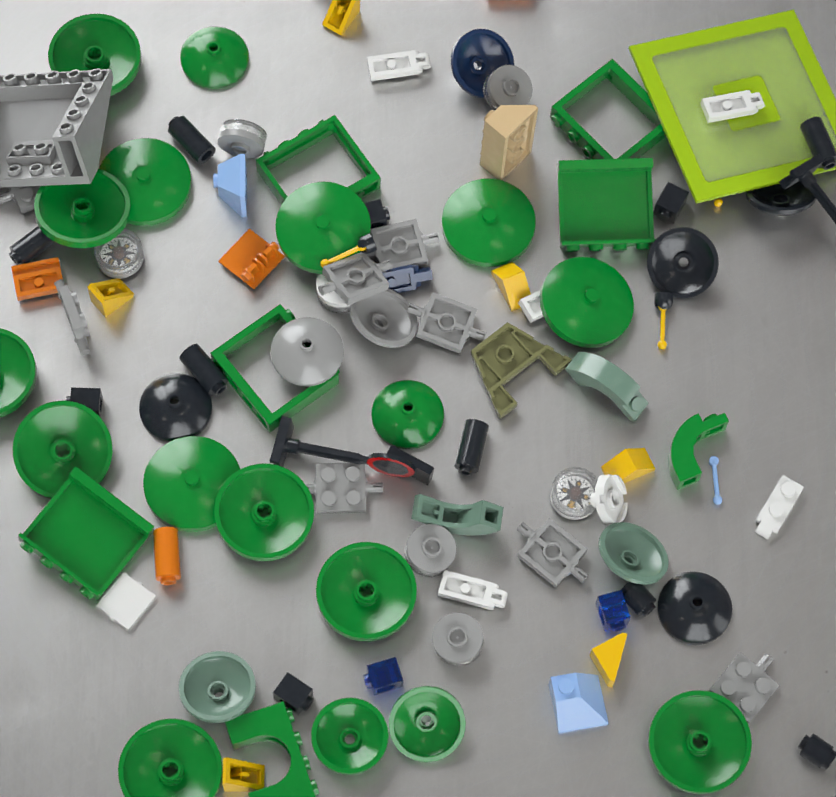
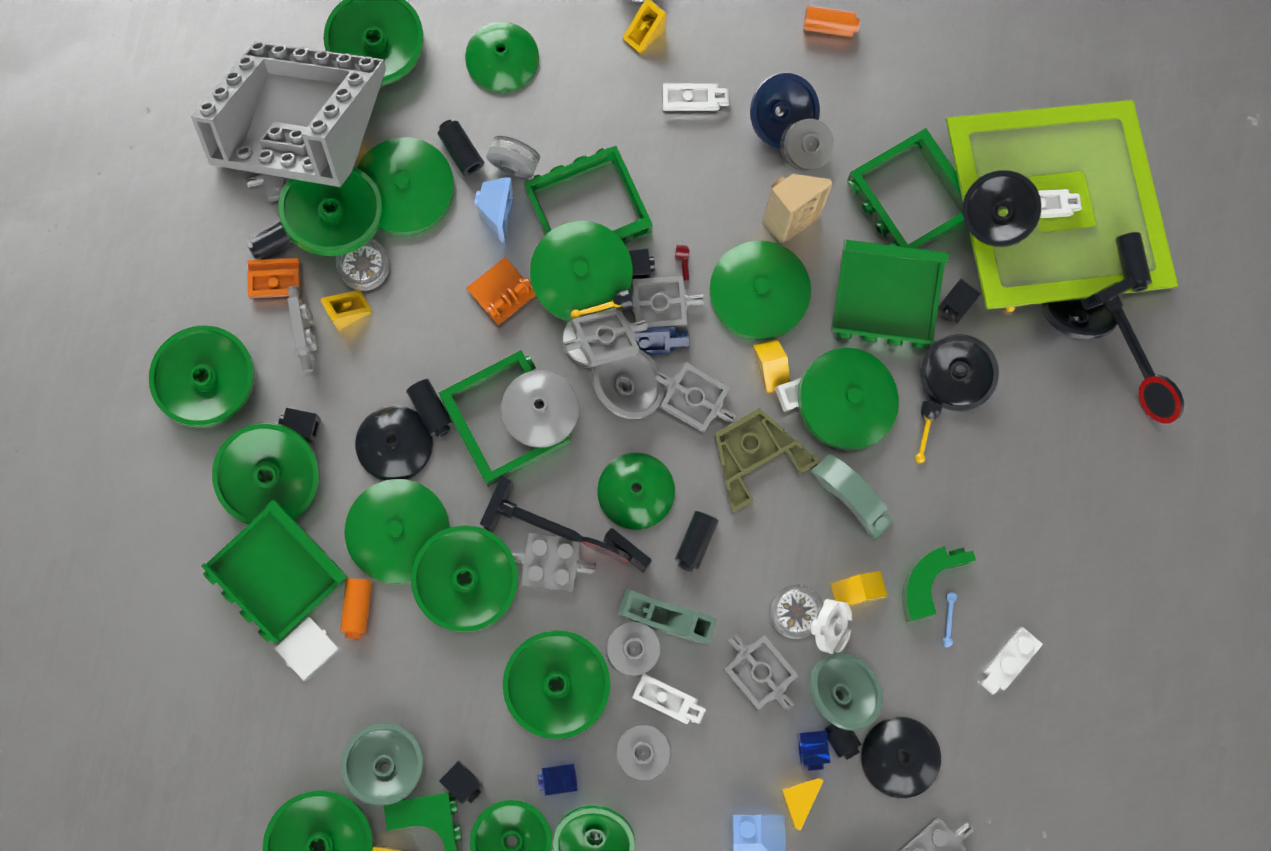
camera: 10 degrees right, 10 degrees up
(411, 200) = (682, 252): none -> dark red hand
(690, 99) = (996, 192): none -> black dish

